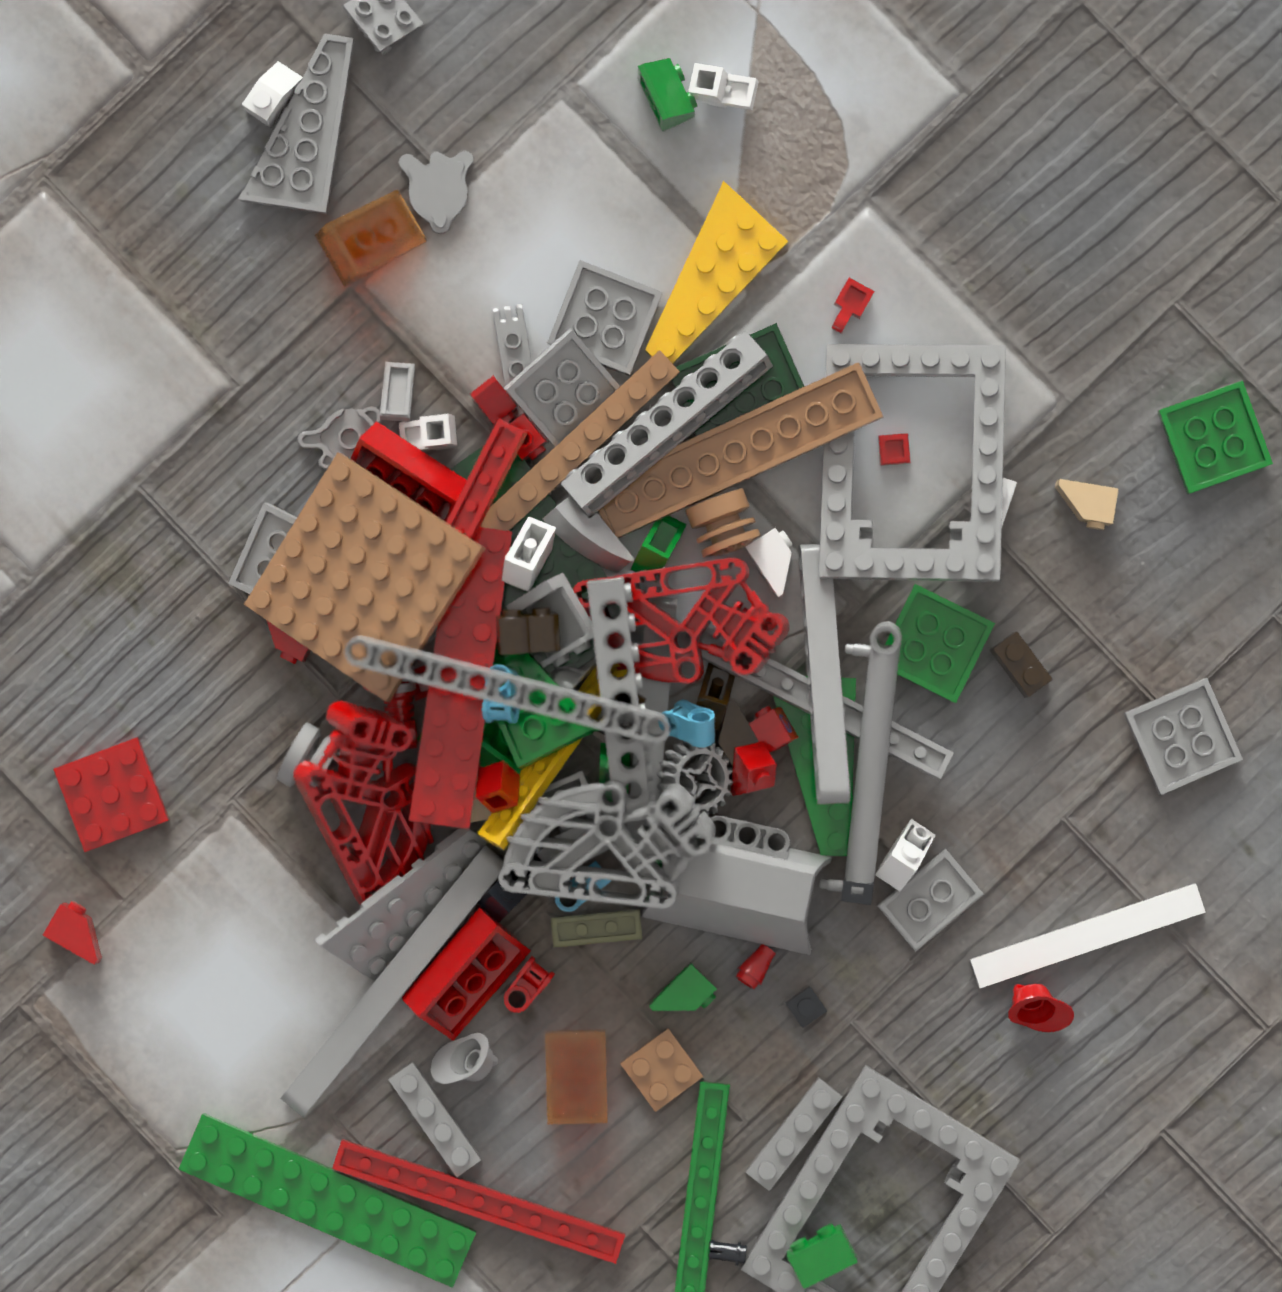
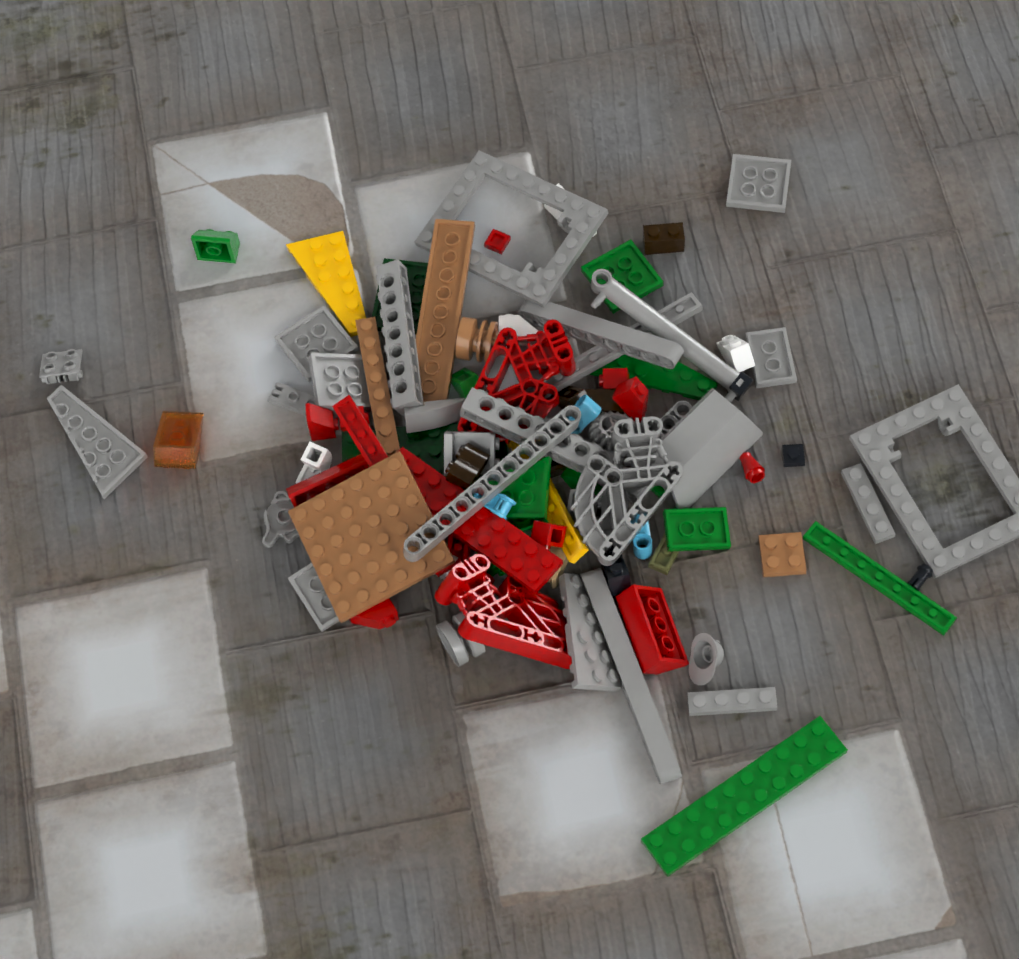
camera: 50 degrees left, 25 degrees down
(74, 931) = (473, 847): red slope -> none
(111, 794) = (401, 777): red plate -> none
(271, 93) = (58, 448): white slope -> none
(397, 391) = (277, 473): light grey tile -> none
(439, 188) = (177, 390): light grey tile -> none
(478, 1201) = (799, 703): red plate -> none
(528, 554) = (422, 444): white brick -> none
(528, 984) = (680, 597): red piece -> none
(576, 1076) = (756, 598): clear orange brick -> none
(630, 950) = (696, 529): none -> green tile
(685, 992) = (742, 512): green slope -> none
(721, 89) = (234, 217): white brick -> none
(821, 1255) = (953, 517): green brick -> none
(851, 301) = (400, 217): red plate -> none
(1038, 1010) = (873, 330): red piece -> none
(1087, 935) = (844, 290): white tile -> none
(1089, 502) = (594, 160): tan slope -> none
(1215, 437) = (601, 86): green plate -> none

